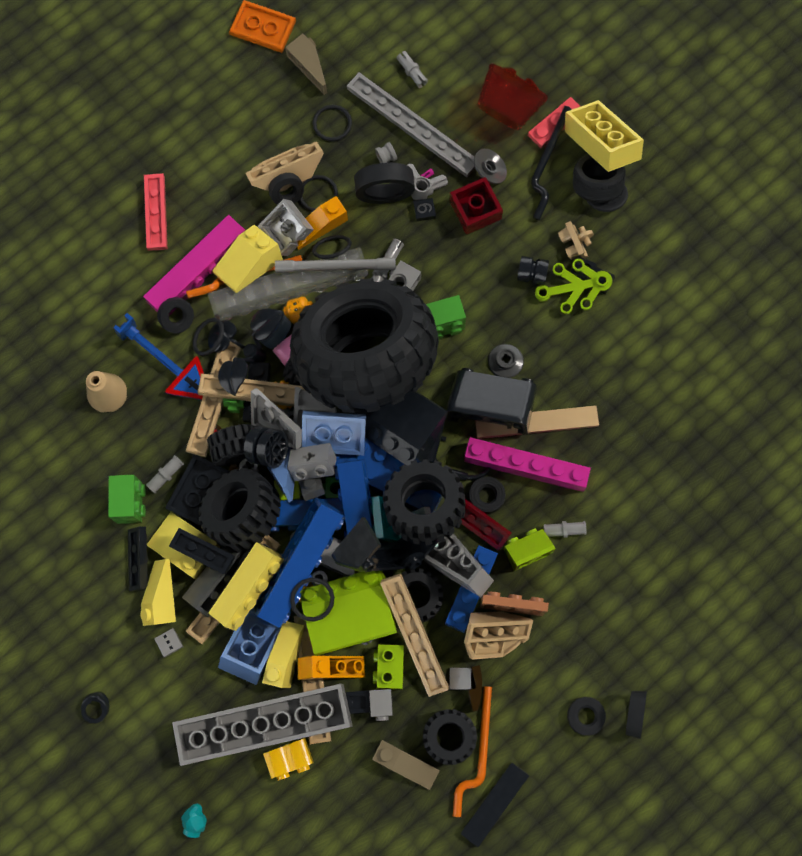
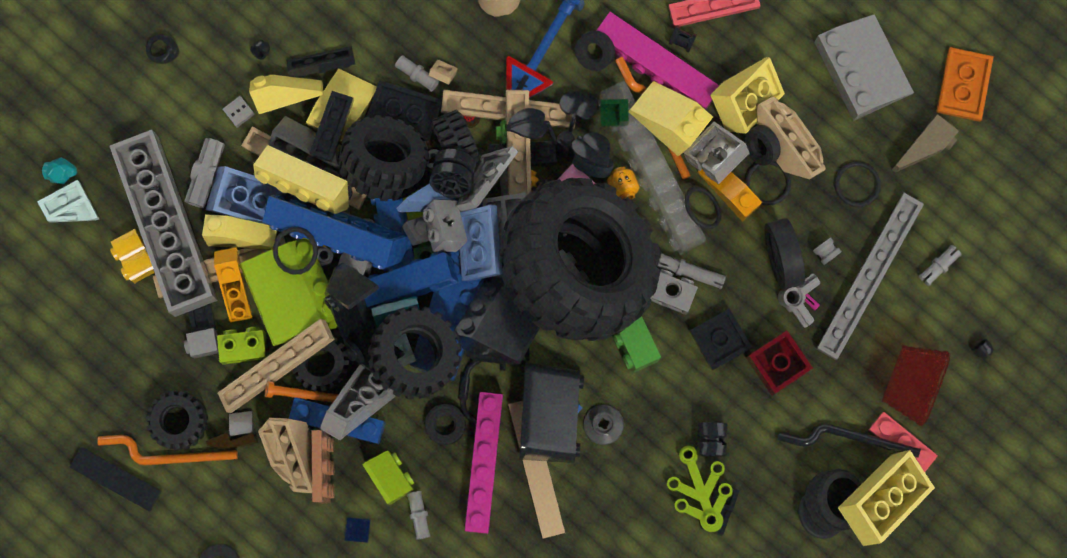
camera: 75 degrees right, 5 degrees up
(109, 613) = (260, 49): none -> black hinge
(126, 499) = (380, 37): bright green brick -> none
(168, 450) = (443, 72): none -> tan tile
(179, 241) = (682, 39): none -> black bush
(217, 342) = (576, 103): black piece -> none
(221, 681) = (204, 172): none -> light grey piece
(228, 817) = (68, 205): none -> light aqua wing
(232, 102) = (863, 66): none -> light grey slope
(235, 303) = (614, 112): none -> dark green panel
(239, 197) = (741, 94): none -> light yellow slope
(291, 265) = (687, 261): light grey piece -> none
(405, 764) = (143, 378): dark tan slope -> none
(424, 209) = (768, 306): black tile -> none
(436, 641) = (271, 390): none -> orange bar
(447, 251) = (720, 339): none -> black plate
(485, 526) = (410, 424): dark red plate -> none
(486, 48) = (983, 348): none -> black hinge
(490, 165) = (835, 379): dark grey dish -> none
(570, 586) = (357, 530): none -> clear blue tile
(571, 233) = (760, 487): tan hips -> none

